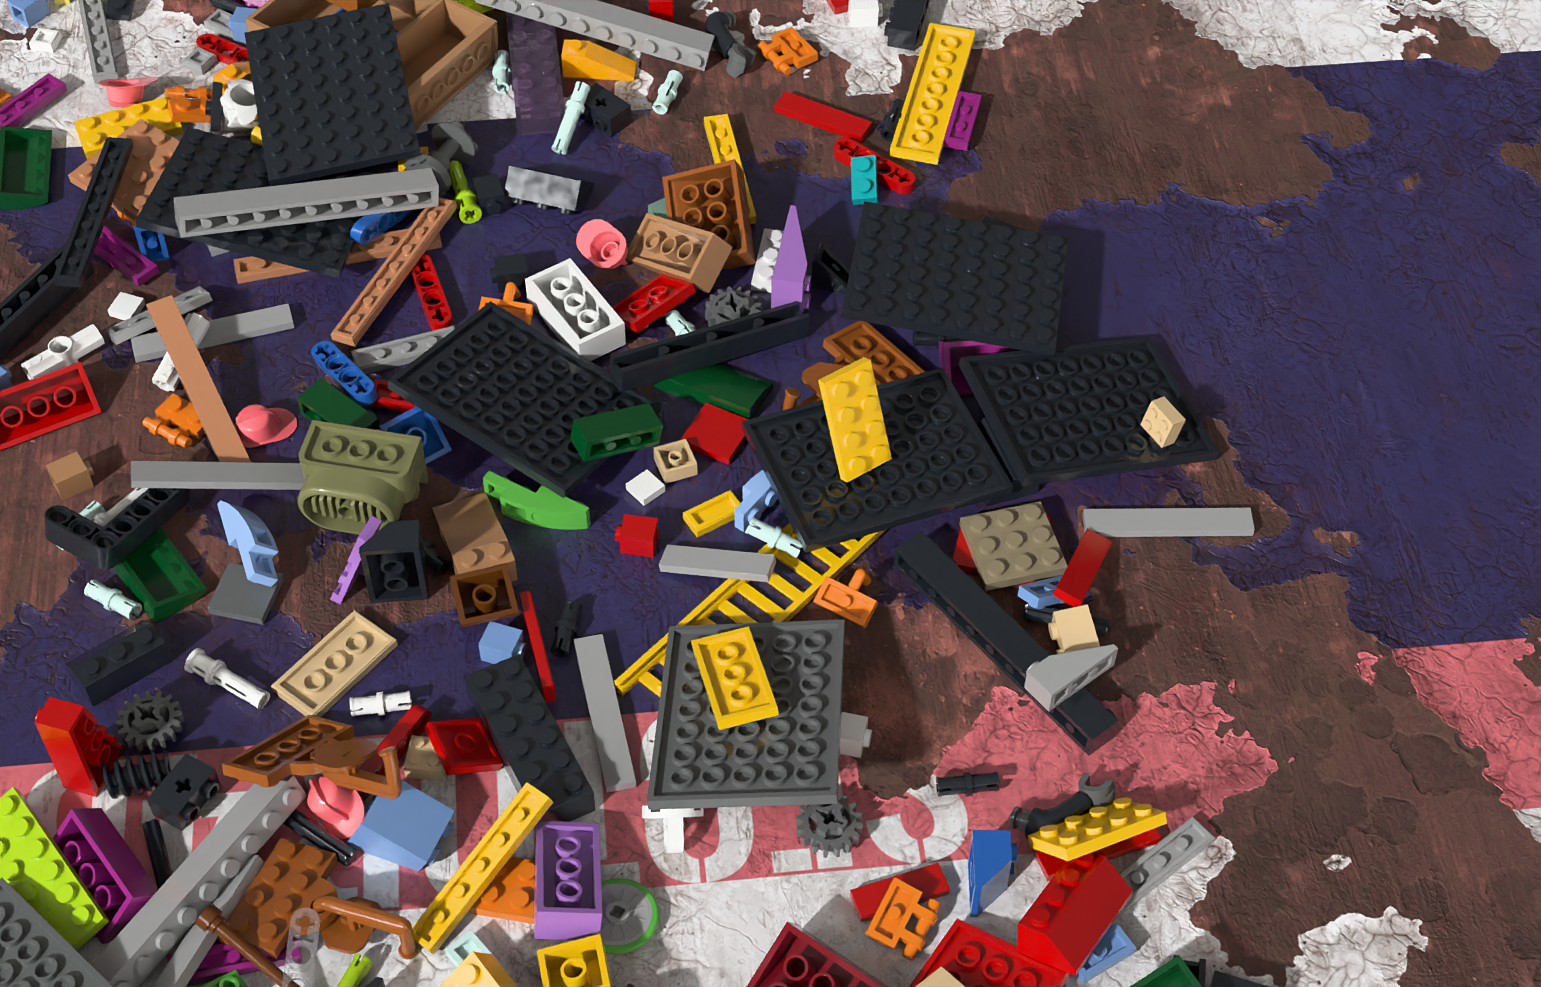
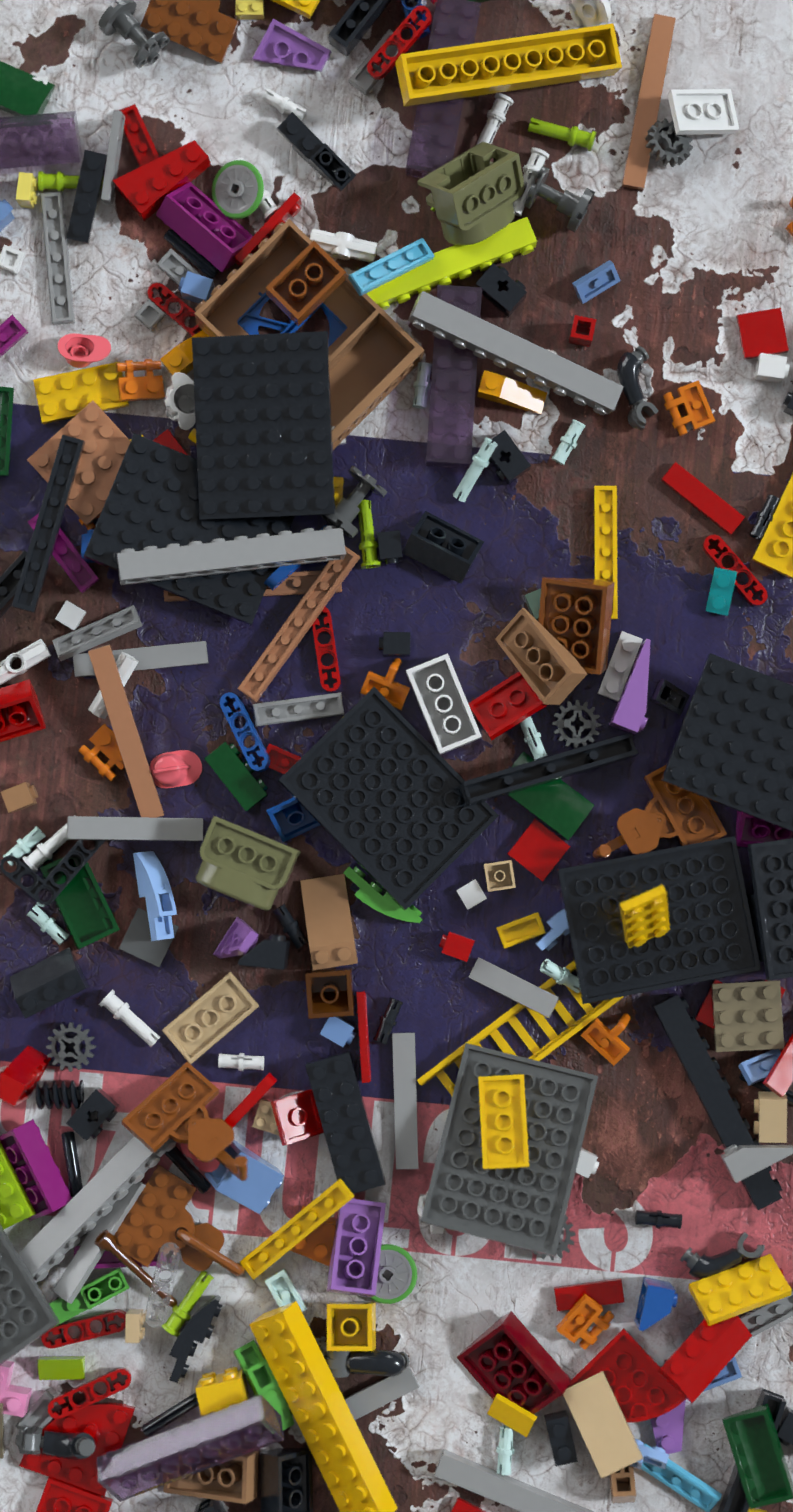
camera: 20 degrees right, 35 degrees up
(214, 107) = (158, 399): black plate -> none
(602, 244) = (478, 632): coral piece -> none
(616, 432) = (455, 855): dark green brick -> none

